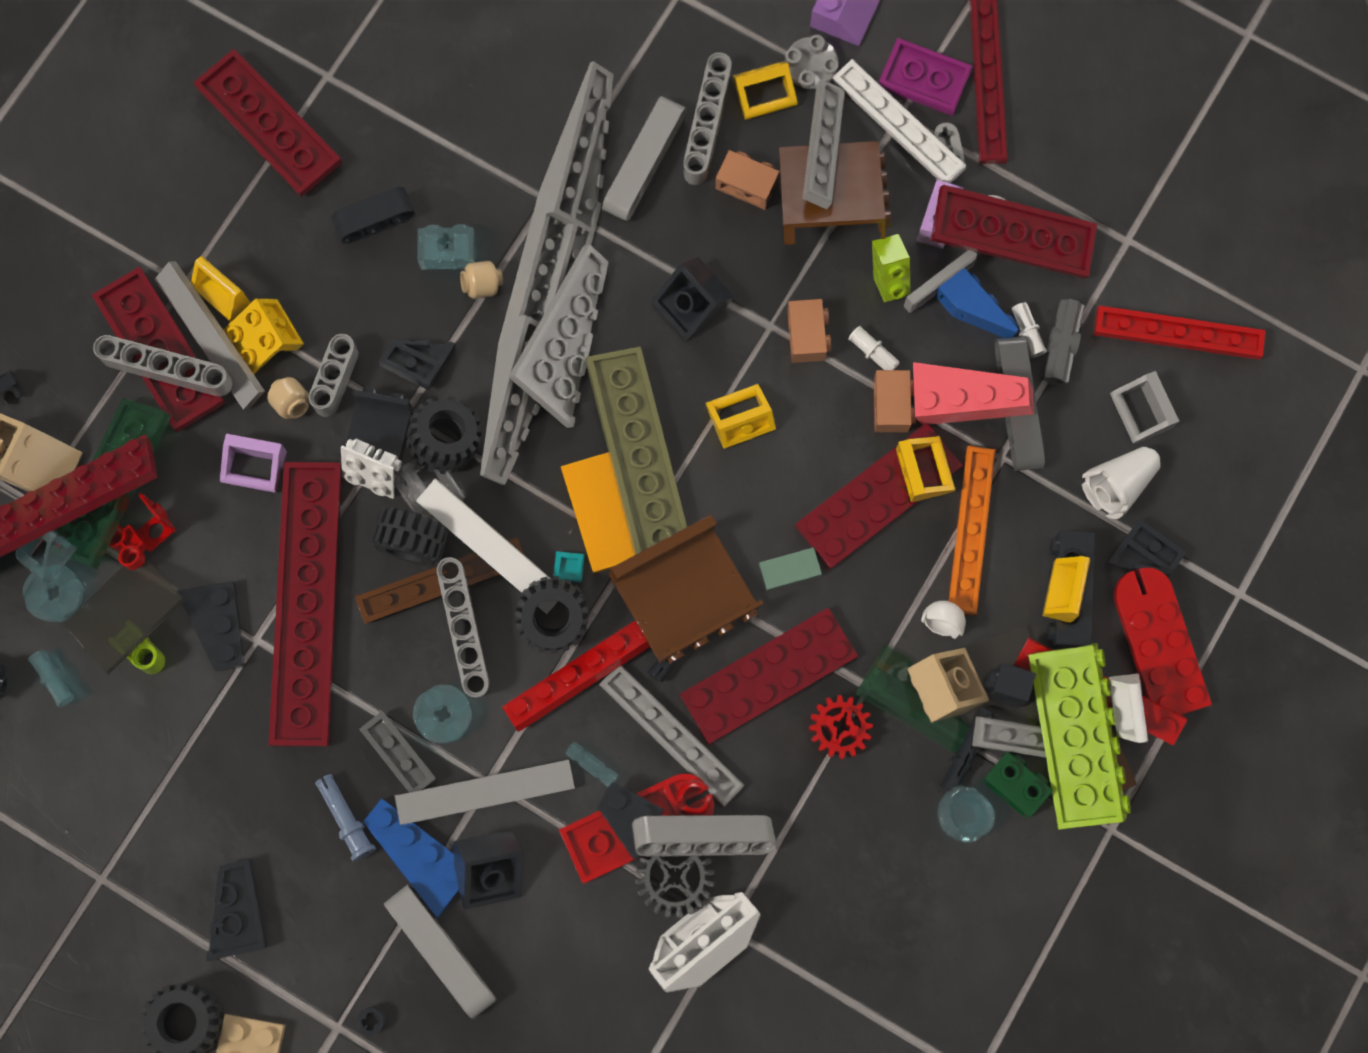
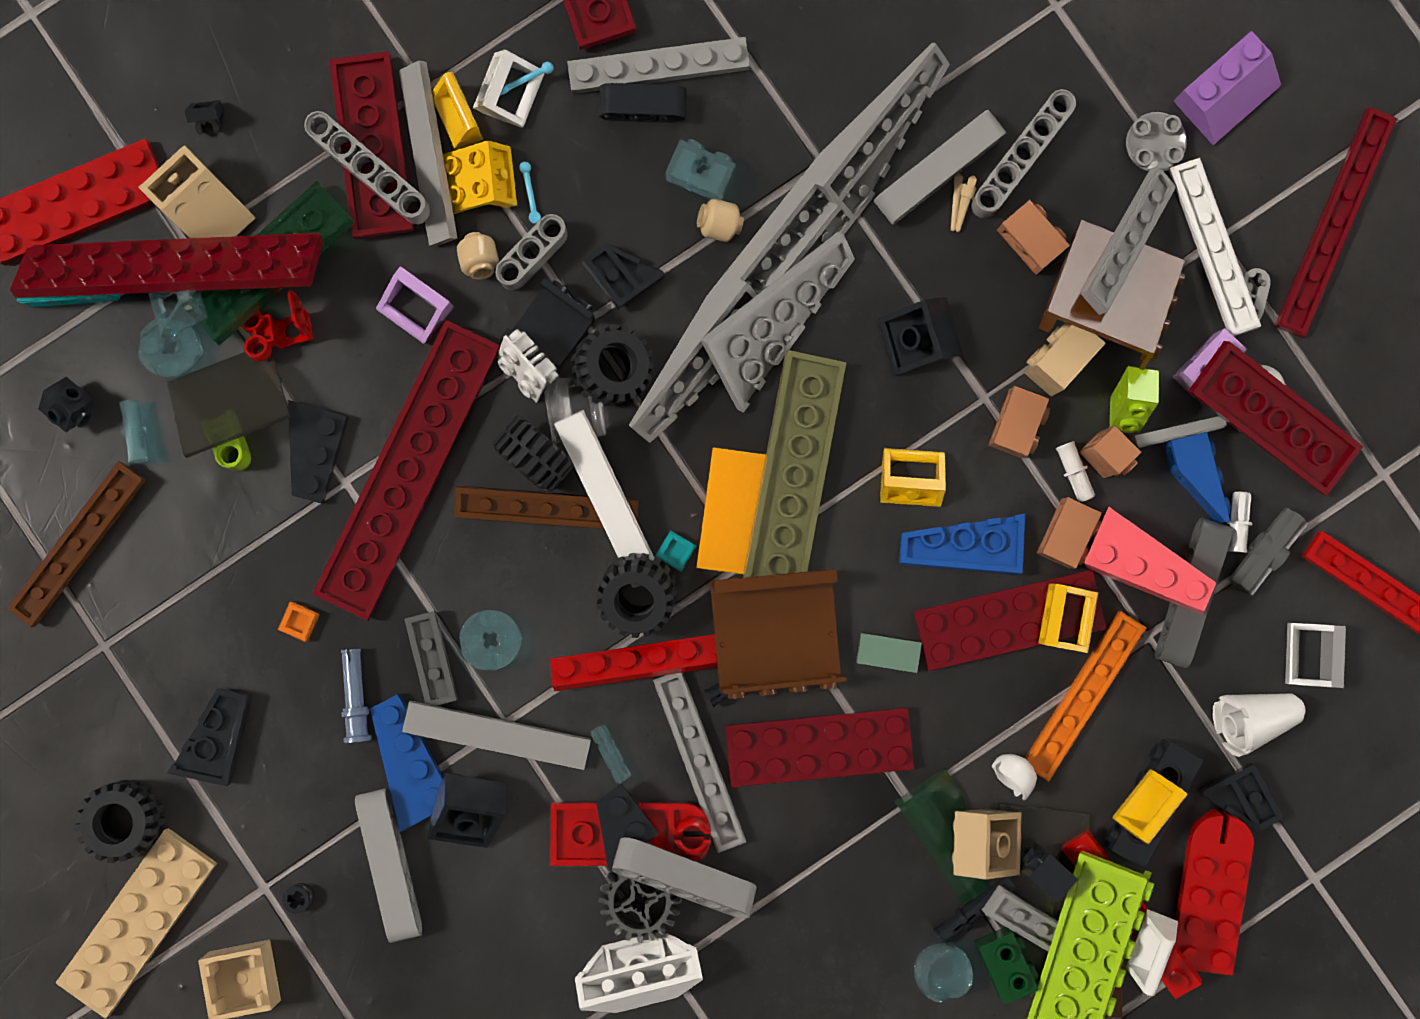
camera: 20 degrees right, 10 degrees up
(40, 799) = (76, 544): none -> reddish brown plate
(240, 253) = (493, 85): none -> white tile
(267, 776) = (299, 621): none -> orange tile
(279, 222) = (547, 68): none -> medium azure hinge
(297, 311) = (534, 216): none -> medium azure hinge
(374, 179) = (659, 64): none -> light grey plate
(456, 614) = (539, 580): light grey beam -> none
(674, 176) = (961, 198): none -> tan piece
(759, 75) = (1096, 132): yellow tile -> none
(816, 261) = (1062, 360): none -> tan brick
(825, 446) = (977, 546): none -> blue wing
(853, 732) = (874, 820): red gear -> none
(893, 319) = (1110, 453): none -> nougat brick
(925, 76) = (1264, 209): magenta tile -> none

